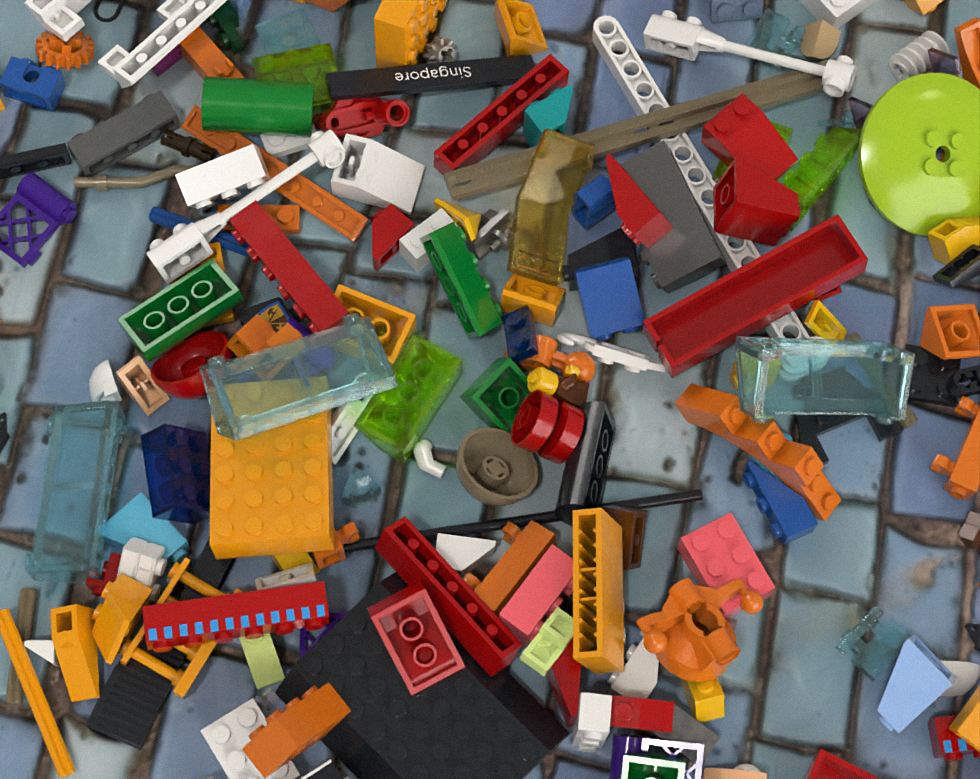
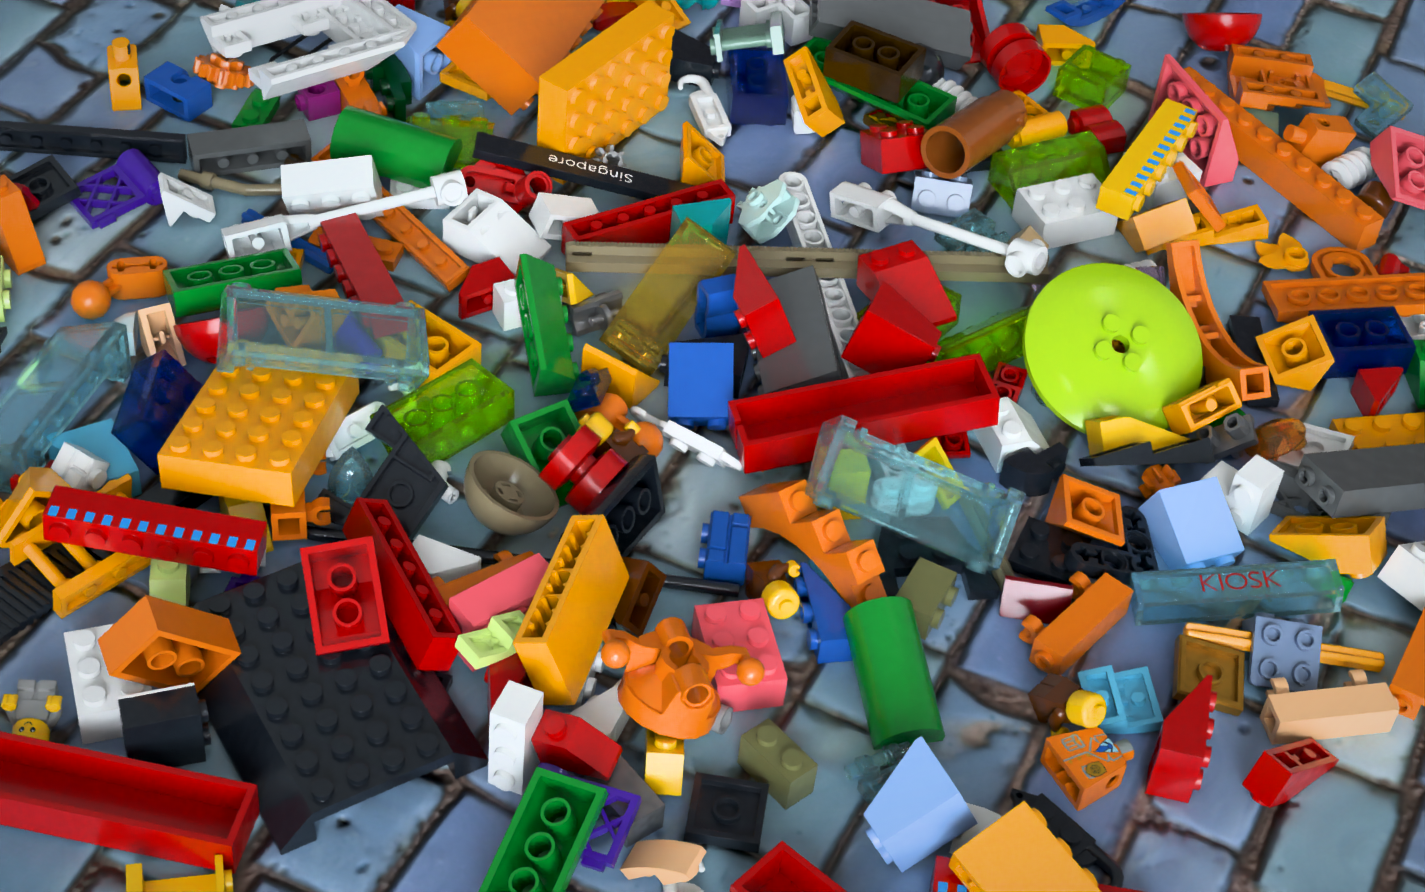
camera: 15 degrees right, 25 degrees down
(65, 358) = (126, 280): none -> orange beam
(96, 217) = (182, 197): none -> white slope
(108, 90) = (256, 110): none -> green hinge
(405, 490) = (403, 478): none -> black wing
(426, 134) = (554, 209): none -> white brick
(594, 72) = (767, 211): none -> light aqua hinge
(680, 458) = (726, 547): none -> blue brick
(729, 494) = (769, 582): none -> piece
(763, 719) = (726, 812): none -> black plate
(788, 663) = (777, 761): none -> olive brick
(848, 205) = (1009, 381): none -> red slope
(849, 459) = (930, 591): none -> olive brick
(852, 552) = (892, 672): none -> green brick
(882, 264) = (1012, 434): none -> white slope
(897, 298) = (1034, 472): none -> black brick
(934, 432) = (1034, 597): none -> slope

